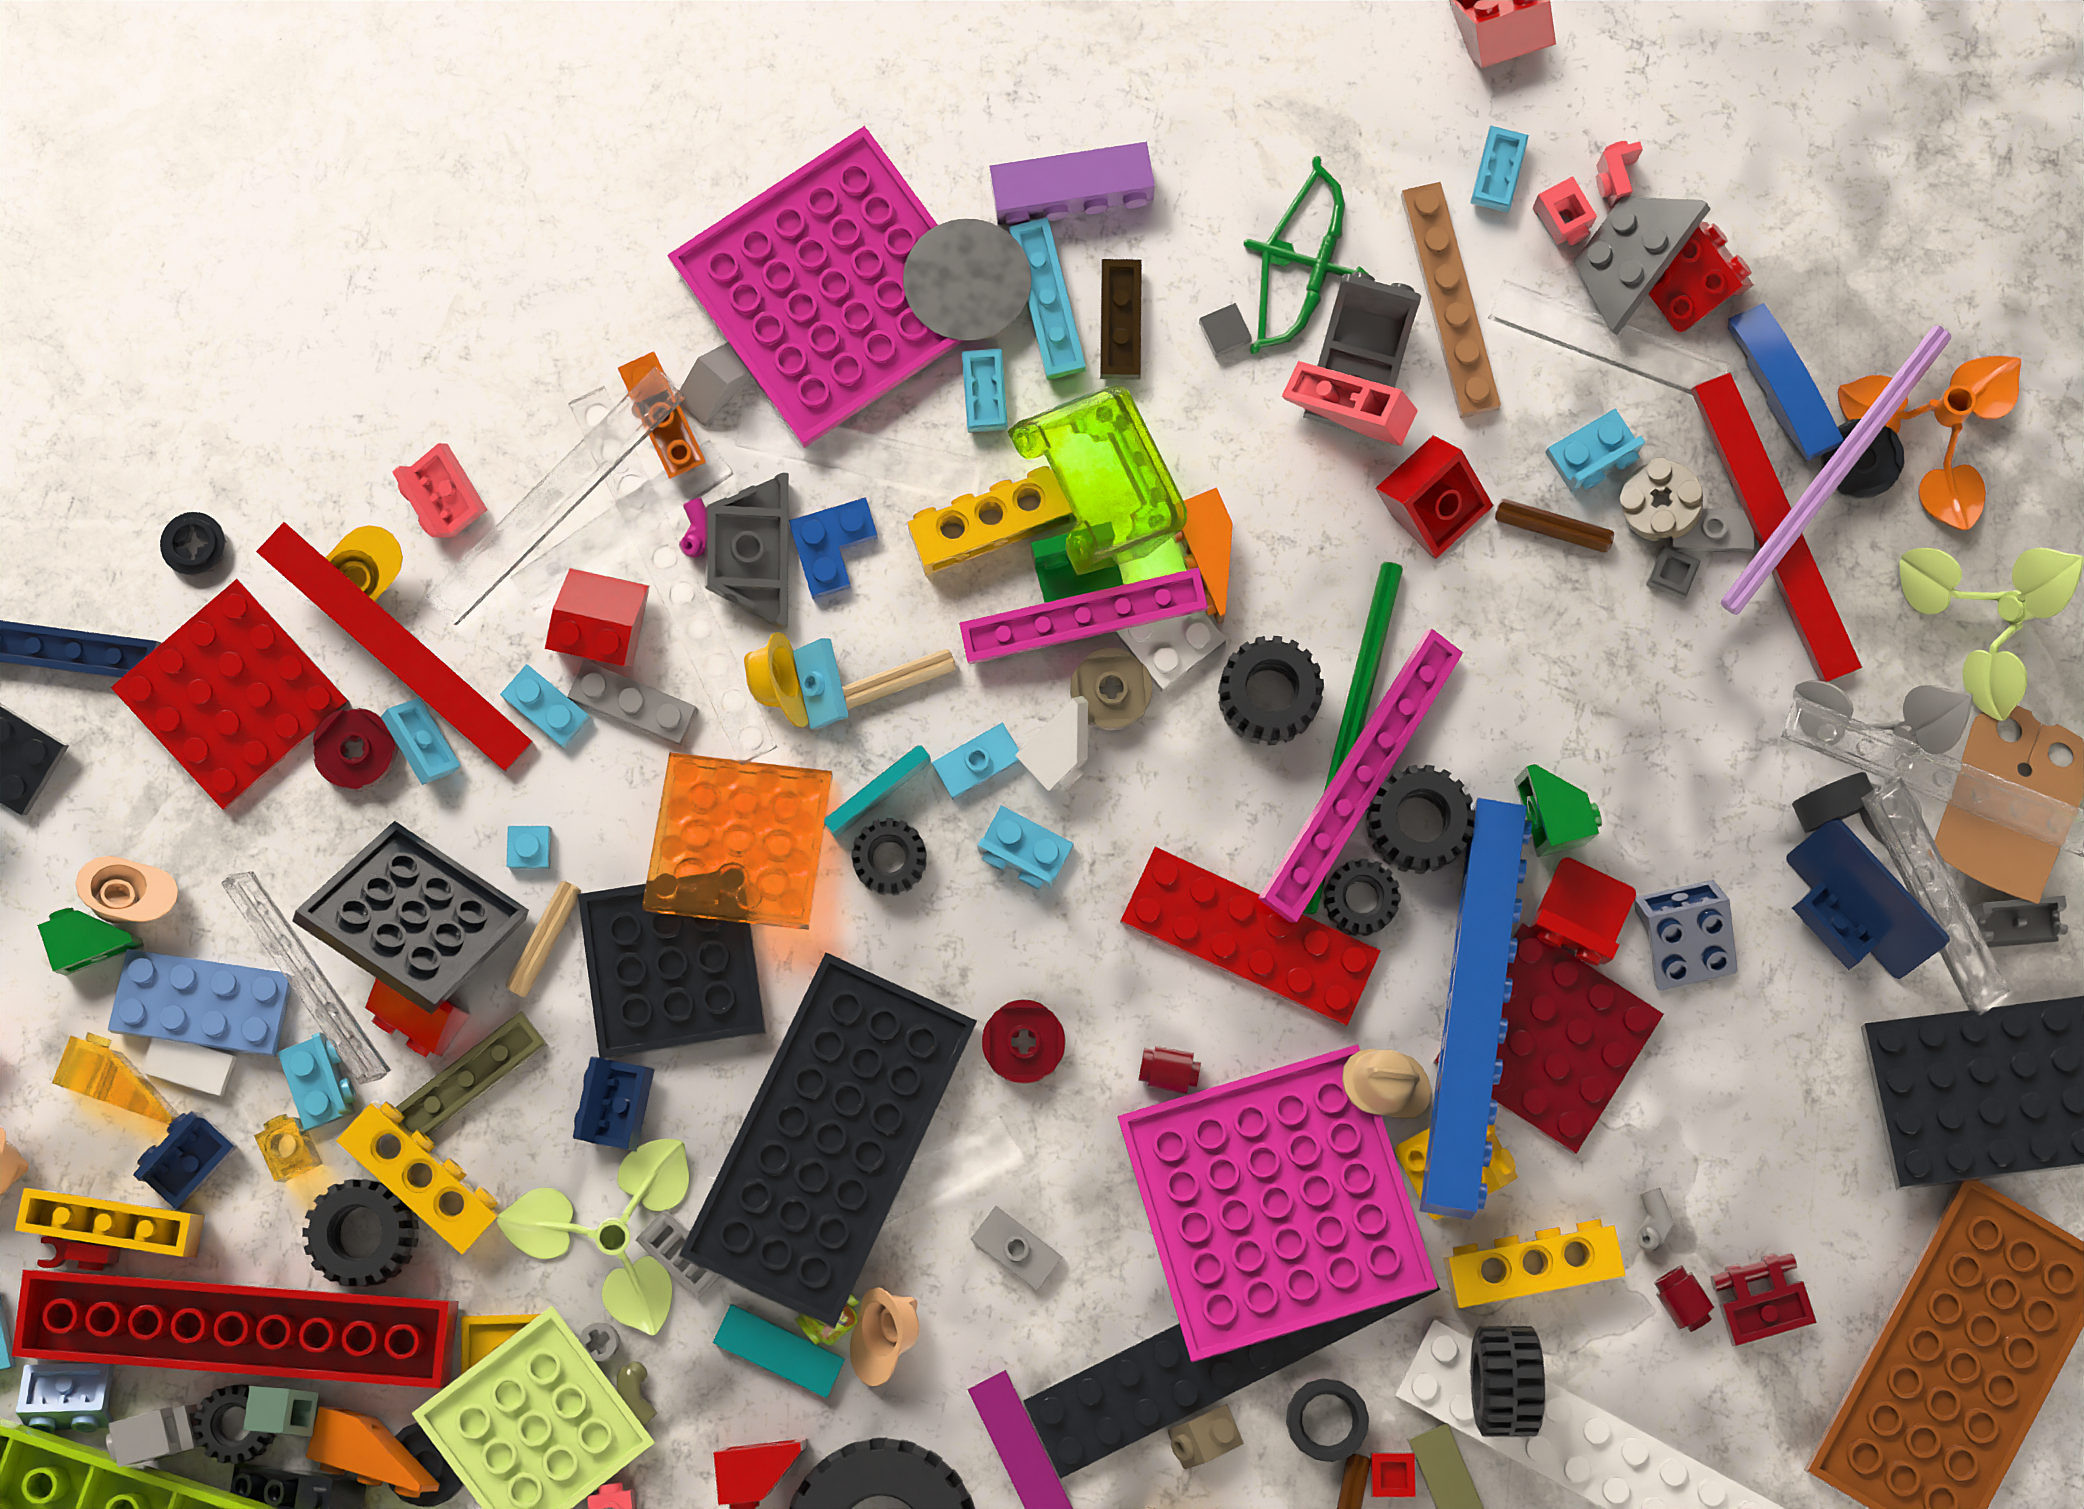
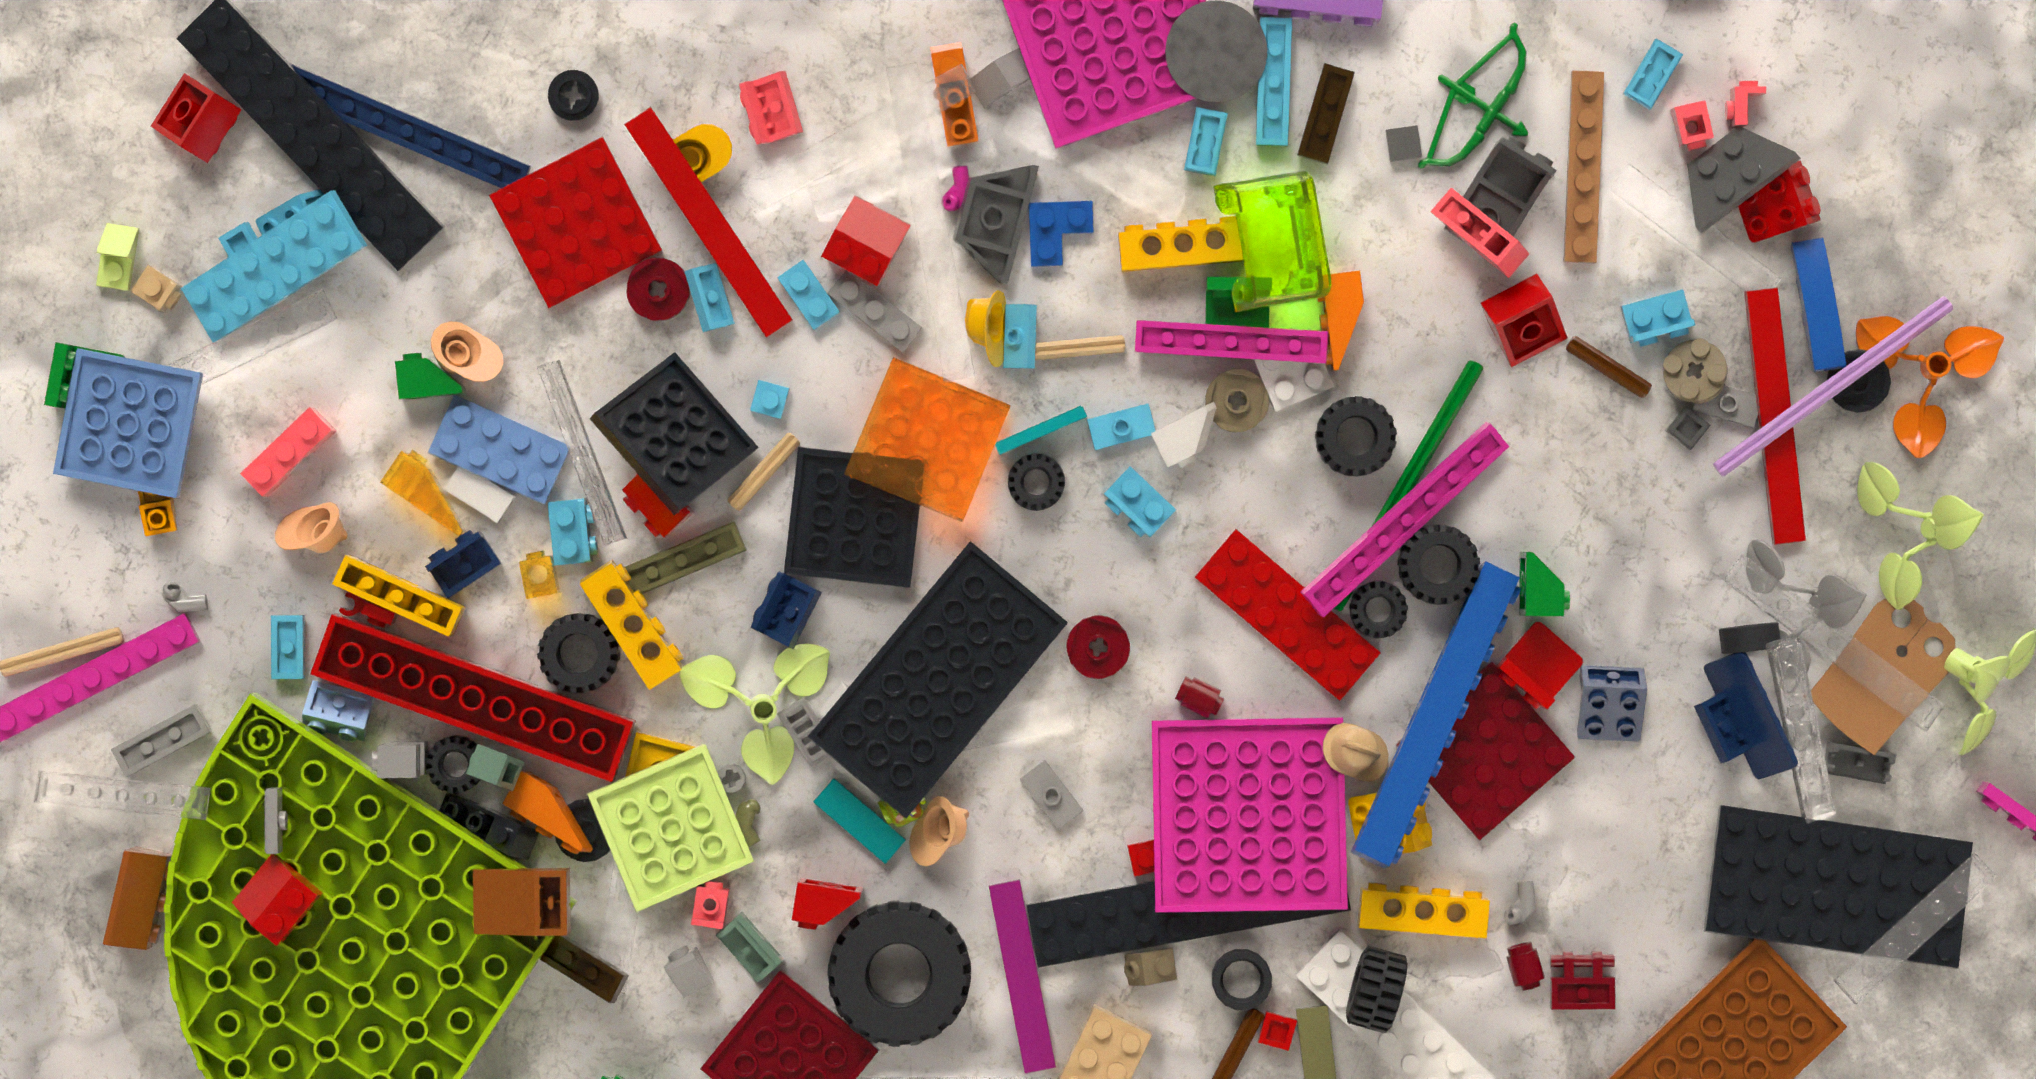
camera: 15 degrees right, 10 degrees up
(1154, 1296) = (1142, 857): none -> red plate

